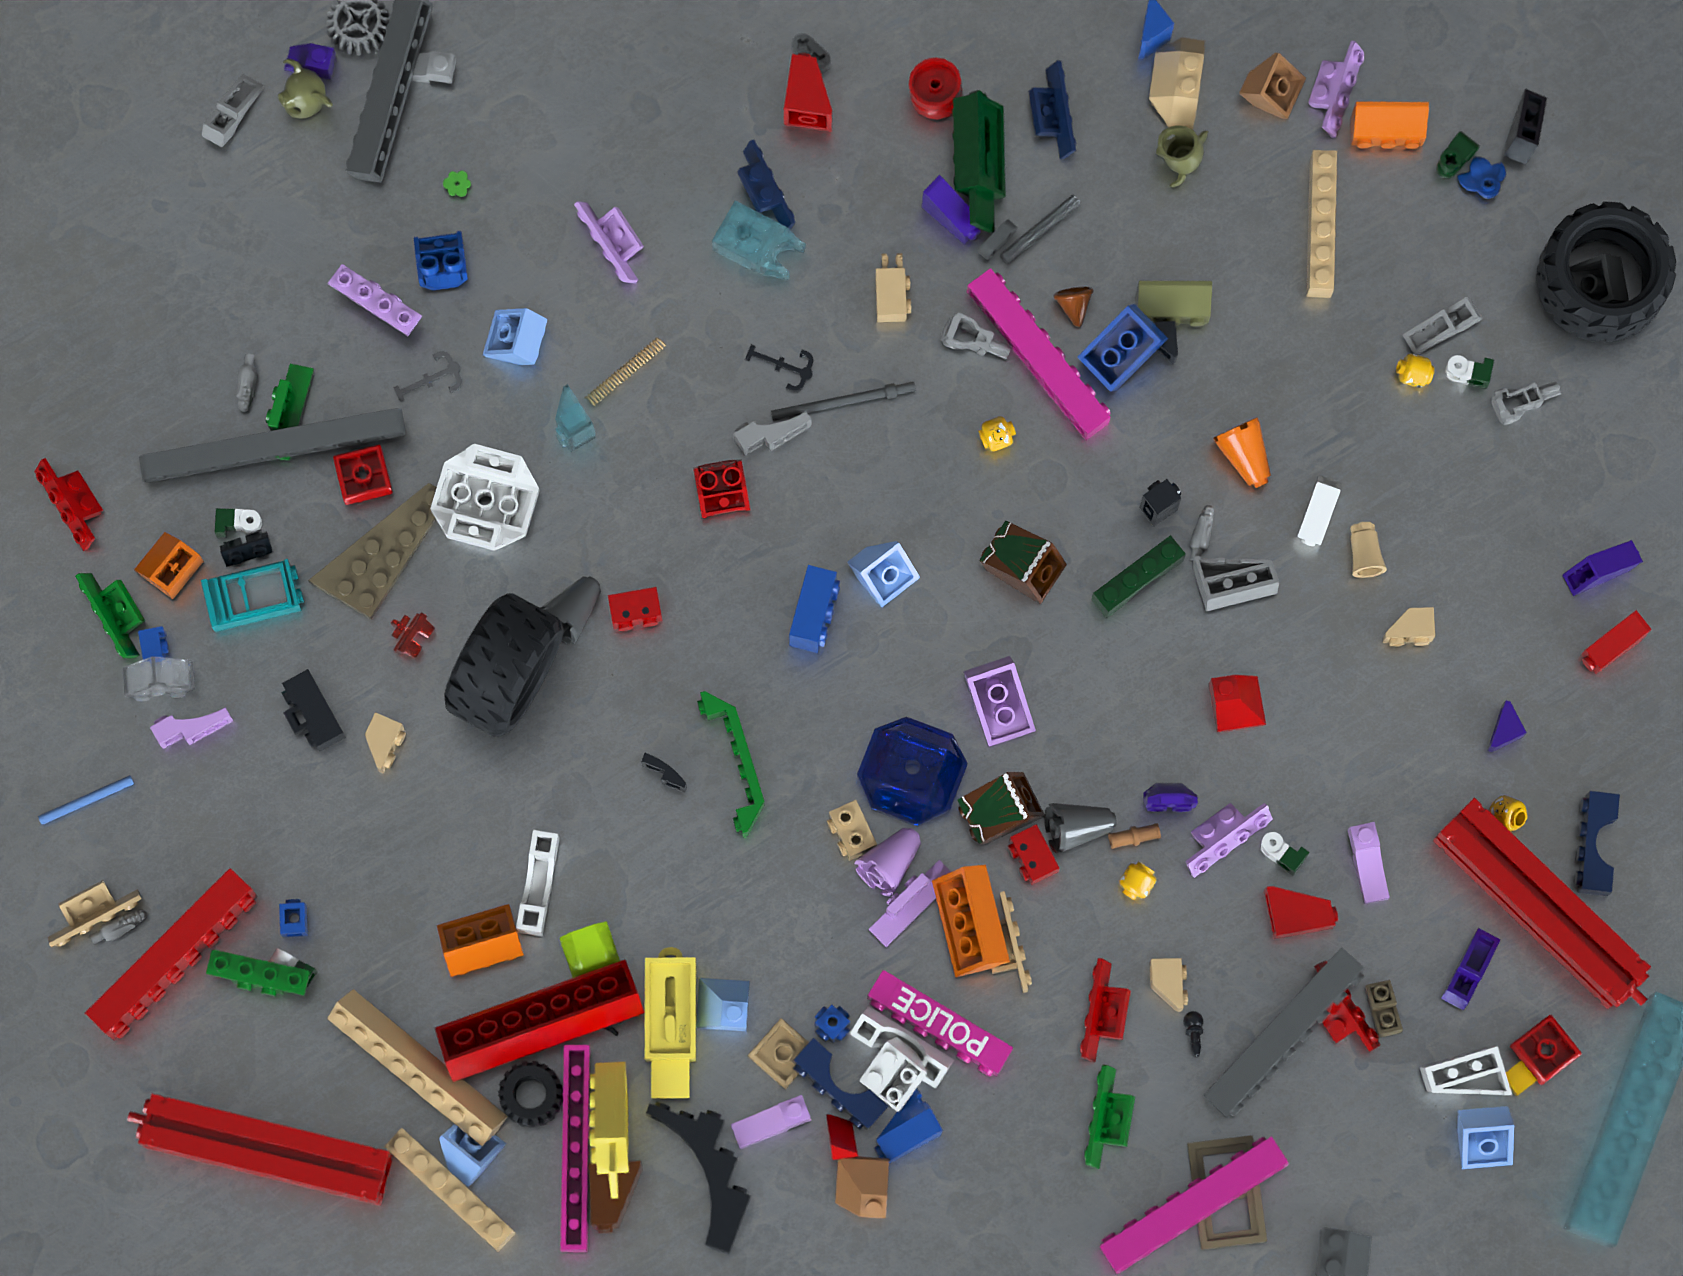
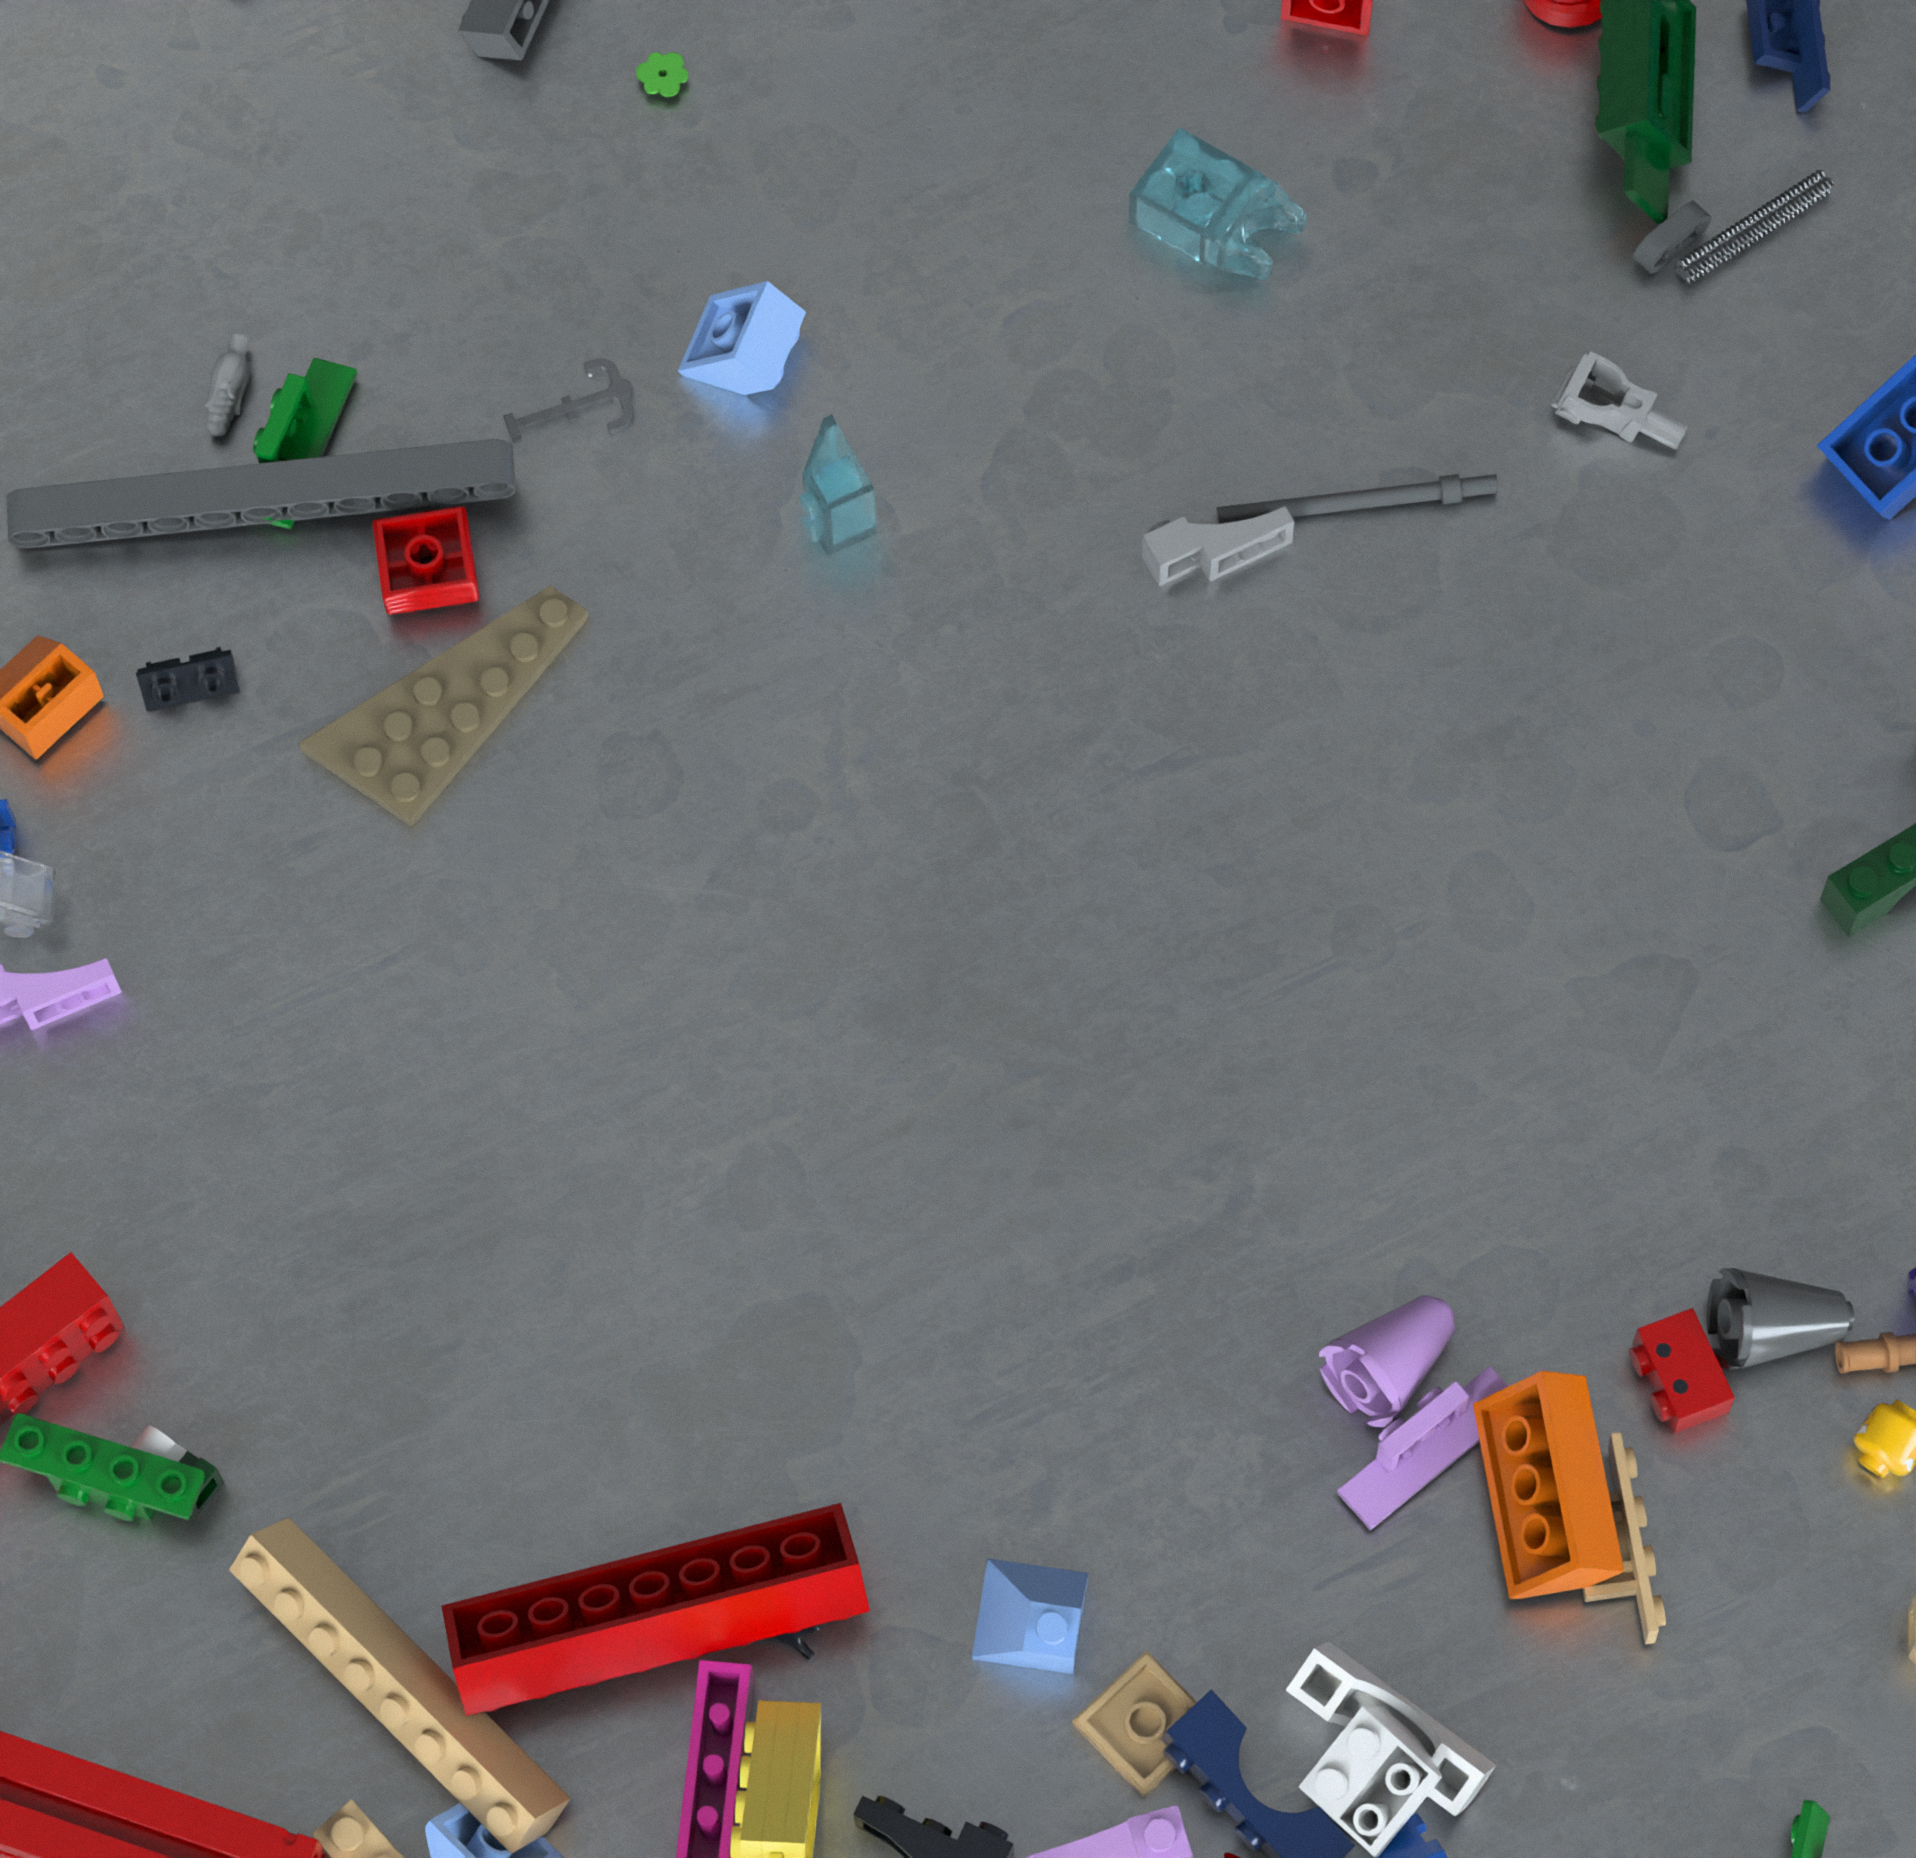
camera: 10 degrees right, 10 degrees down
(236, 520) = (175, 626): leg -> none
(252, 595) = (187, 762): teal door -> none
(290, 929) = (178, 1355): blue brick -> none
(320, 721) = (287, 1001): black piece -> none
(374, 299) = (485, 251): lavender bracket -> none
(383, 737) = (407, 1043): tan slope -> none
(417, 625) = (473, 874): clear red hips -> none
(440, 261) = (617, 201): blue slope -> none
(479, 940) = (553, 1446): orange slope -> none
(482, 473) = (646, 573): white piece -> none
(503, 664) = (653, 906): black tyre -> none
(520, 1074) = (612, 1716): black tyre -> none
(538, 883) = (687, 1327): white arch -> none
(574, 606) = (795, 833): dark grey cone -> none
(589, 948) = (769, 1476): lime slope -> none
(614, 236) = (948, 180): lavender bracket -> none
(624, 368) = (925, 435): tan piece -> none
(635, 609) = (923, 842): red brick -> none
(670, 776) = (962, 1161): black slope -> none
(670, 1022) = (920, 1637): light yellow piece -> none
(716, 708) = (1068, 1040): green slope -> none
(721, 487) = (1111, 637): red slope -> none
(762, 187) = (1233, 112): dark blue bracket -> none
(805, 373) = (1288, 448): black piece -> none
(814, 609) = (1274, 866): blue brick -> none
(829, 1032) = (1250, 1686): blue brick -> none
(852, 830) = (1316, 1291): tan brick -> none
(883, 571) = (1415, 809): light blue slope -> none
(891, 291) = (1464, 313): tan hinge -> none
(905, 795) = (1438, 1235): clear blue piece -> none
(940, 1023) = (1471, 1689): dark pink brick -> none
(949, 210) = (1583, 175): dark purple slope -> none
(997, 433) = (1652, 577): yellow head -> none
(999, 701) = (1629, 1070): lavender slope -> none
(1000, 807) = (1619, 1272): slope -> none
(1023, 561) = (1692, 812): slope -> none
(1039, 354) = (1742, 443): dark pink brick -> none
(1074, 302) = (1815, 358): dark orange hat -> none
(1106, 1011) = (1816, 1694): red bracket -> none

